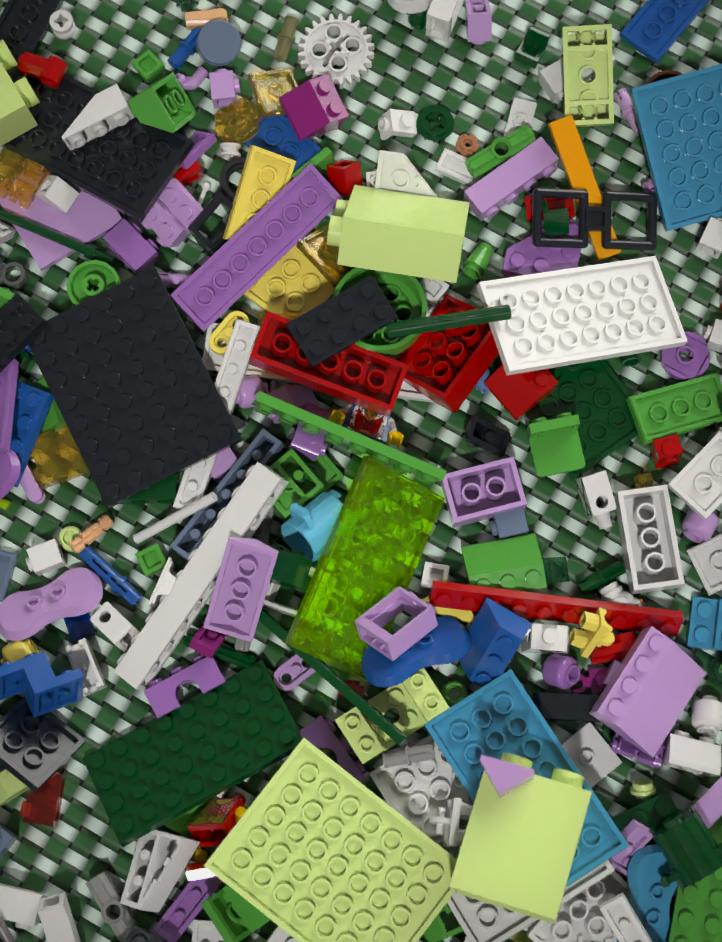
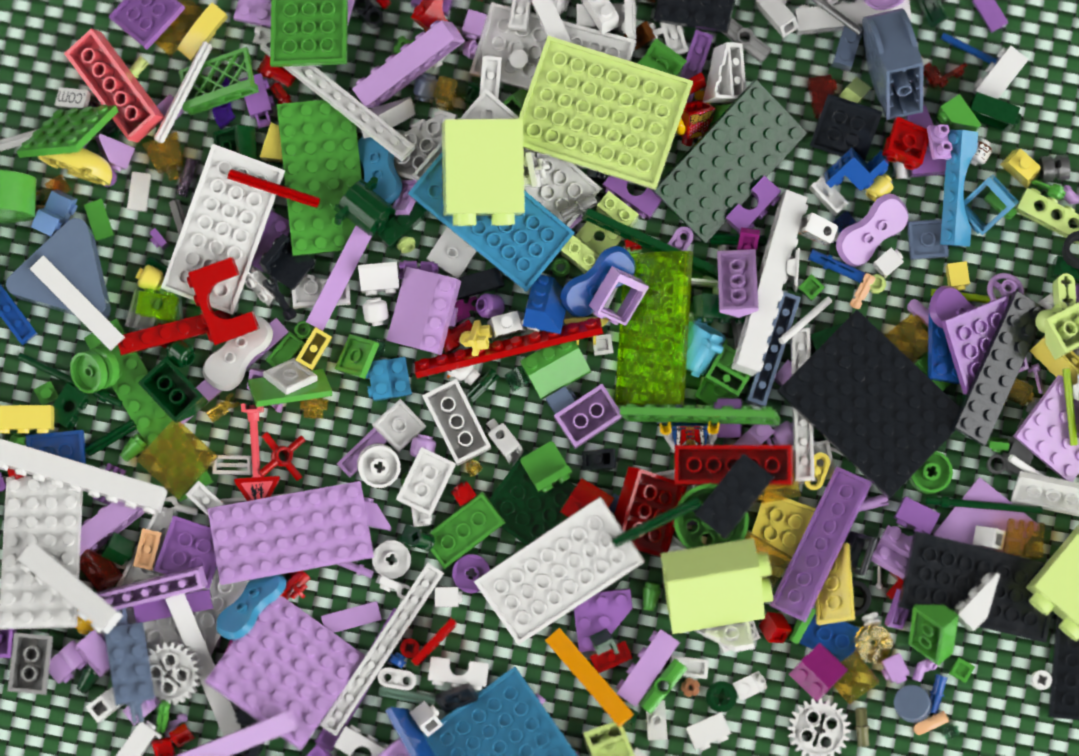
camera: 160 degrees right, 5 degrees up
(48, 70) = (1044, 633): red piece -> none
(464, 89) = (708, 731): none -> white brick
(505, 775) = (509, 203): lavender slope -> none
(594, 219) = (573, 653): black bar -> none

